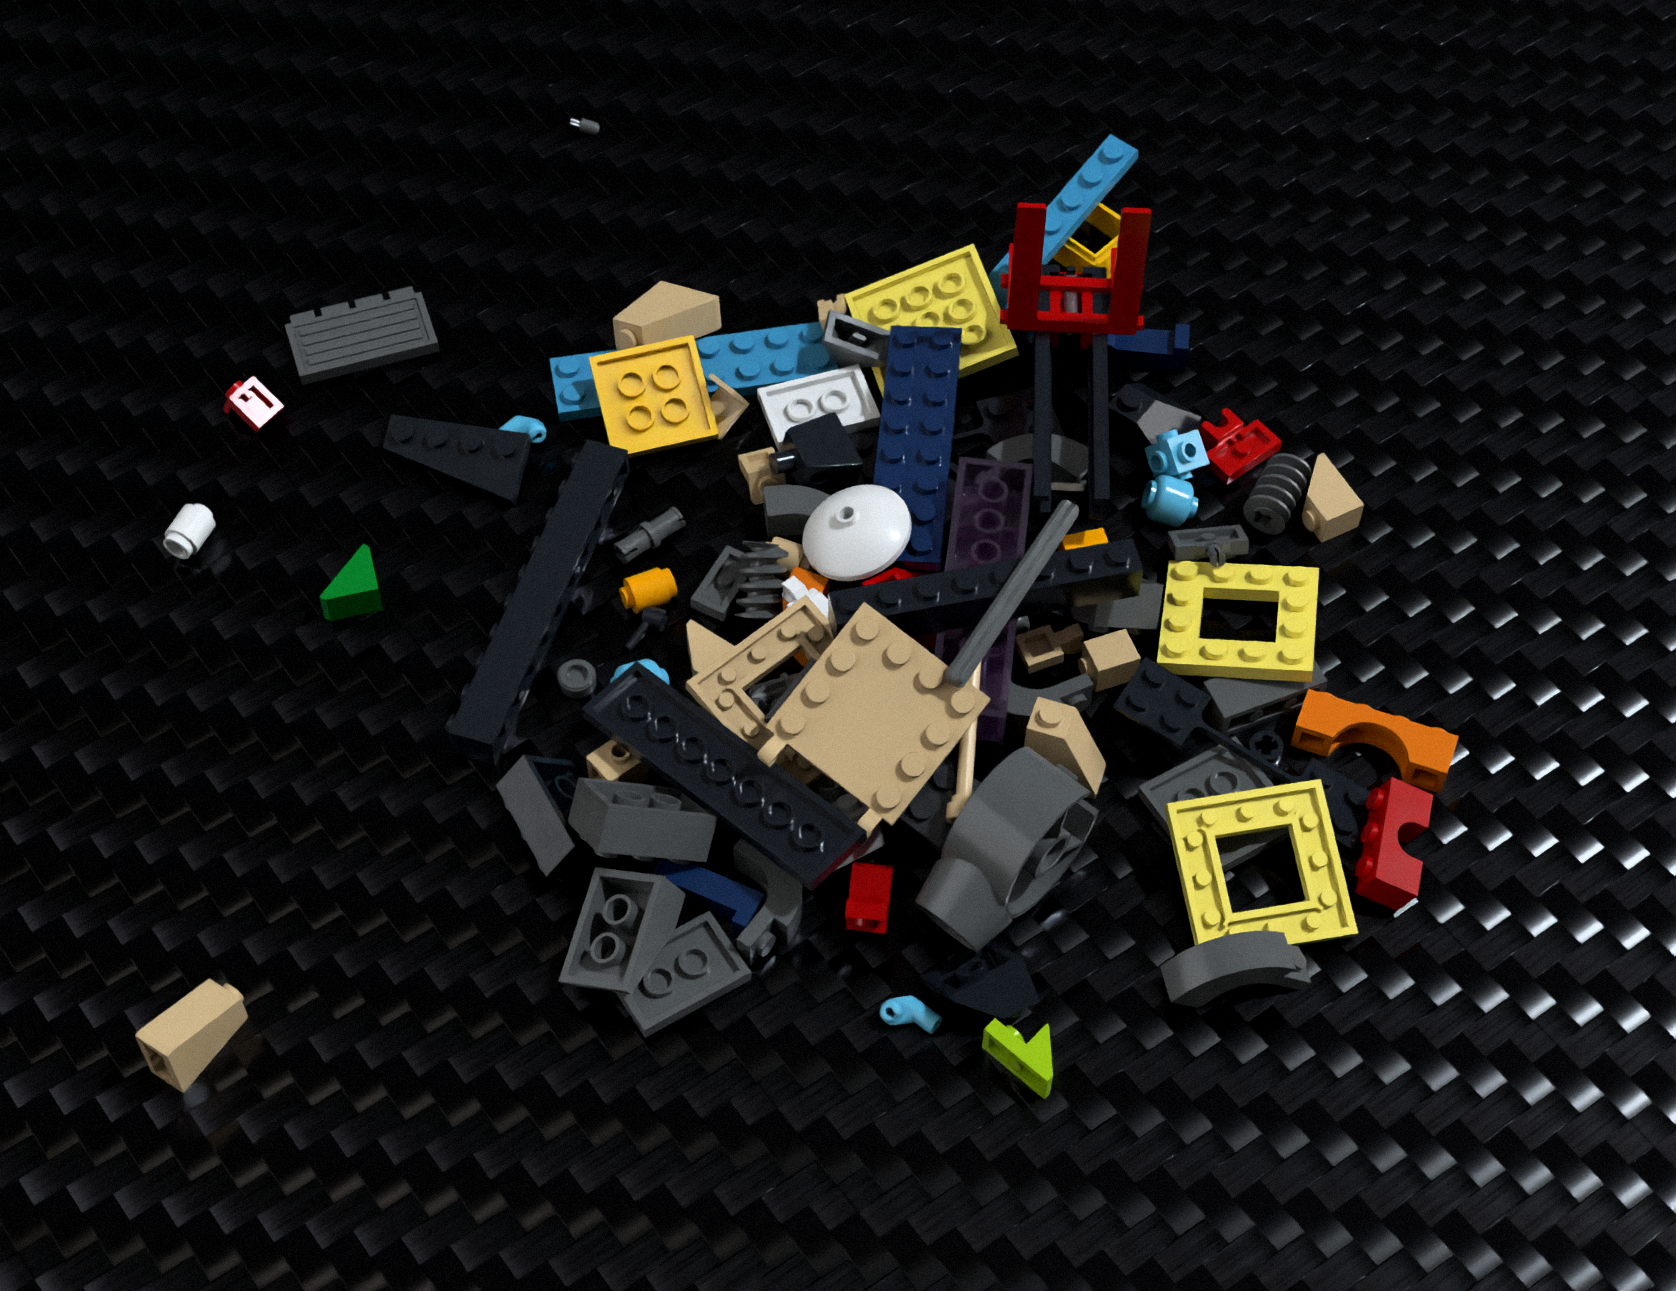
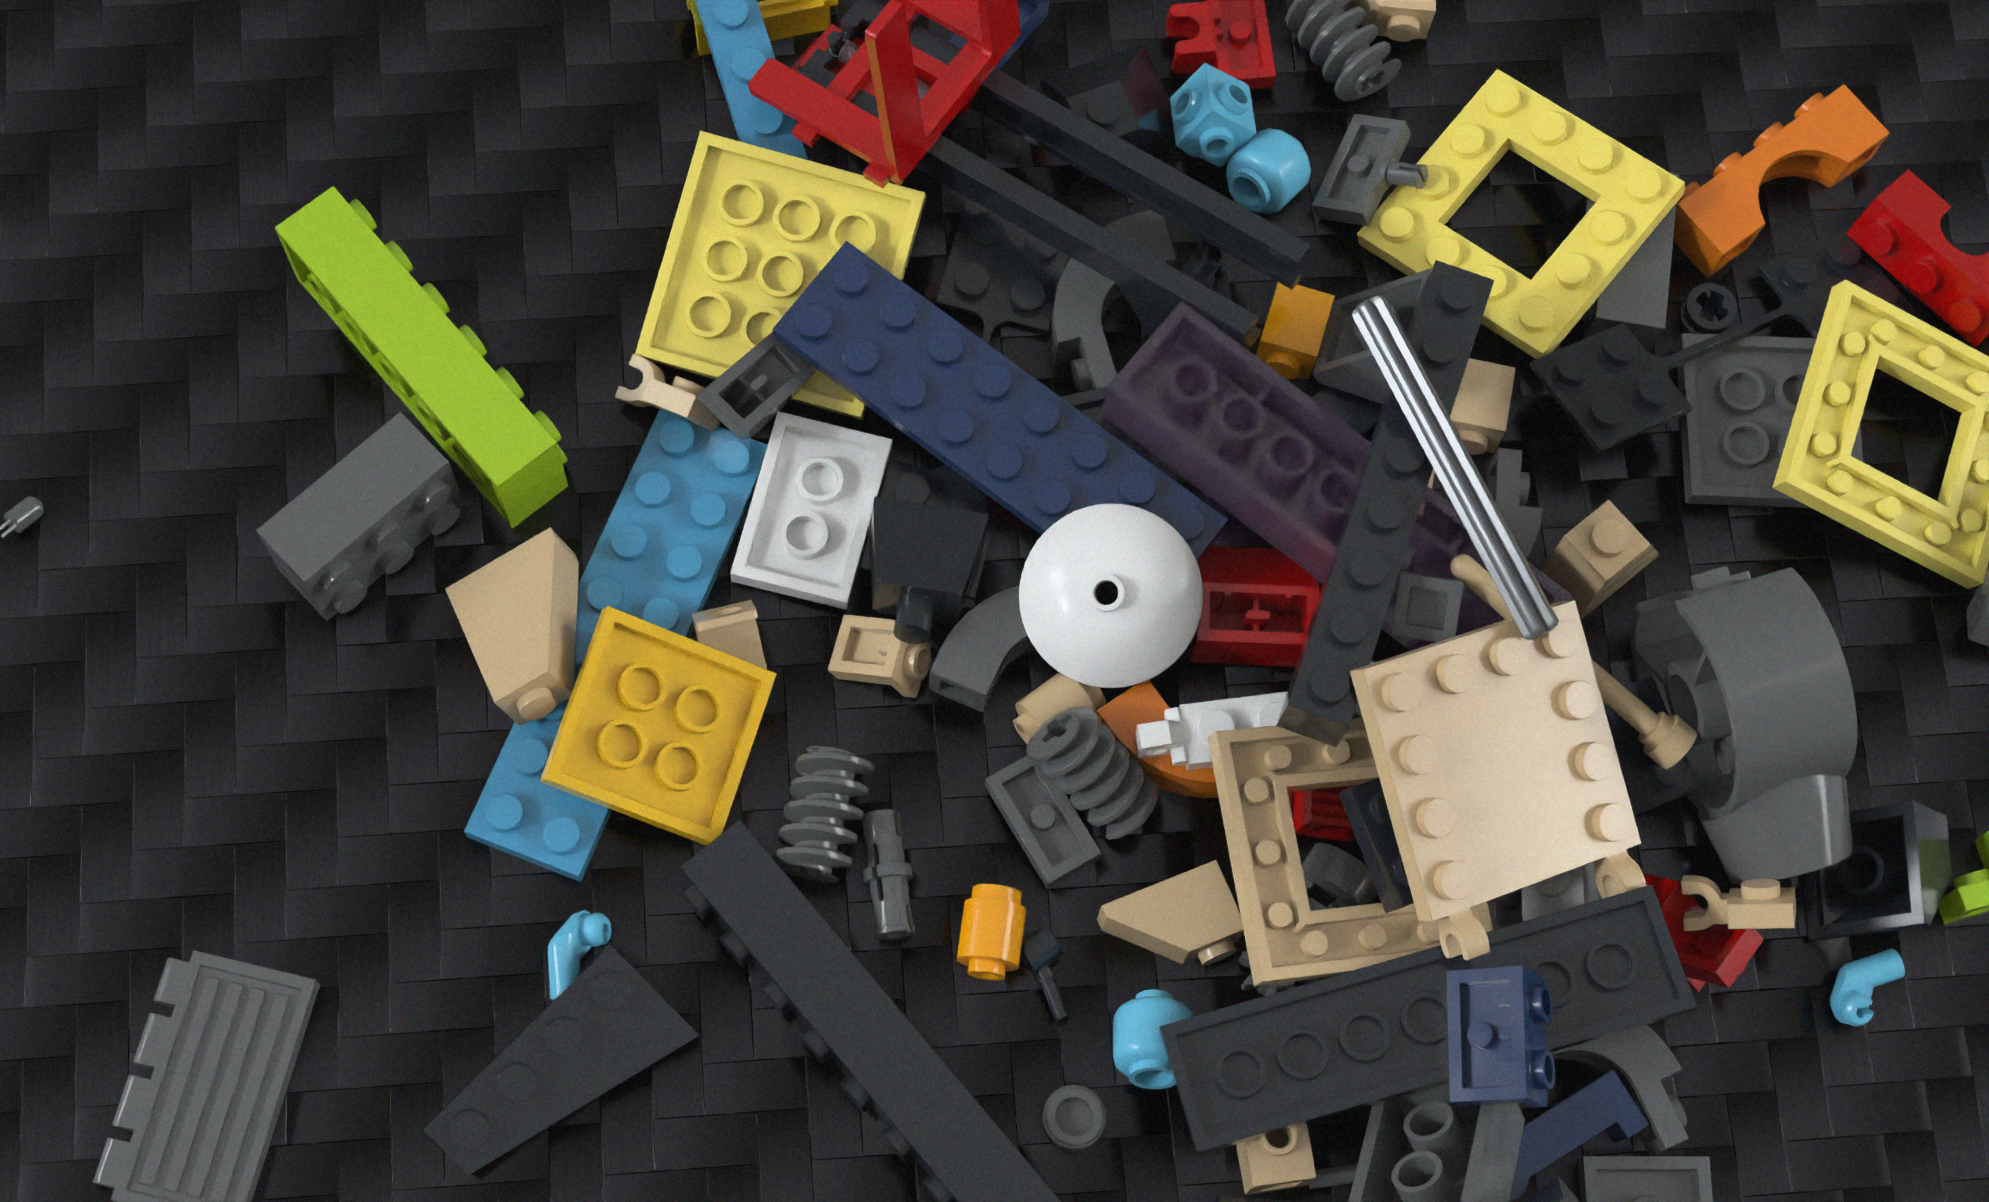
camera: 65 degrees left, 15 degrees up
(658, 487) = (820, 813): none -> dark grey piece
(672, 231) = (363, 517): none -> dark grey brick
(728, 796) = (1499, 1036): none -> dark blue bracket
(771, 213) = (425, 356): none -> lime brick
(899, 902) = (1753, 906): none -> tan plate
(941, 640) = (1427, 607): none -> dark grey plate

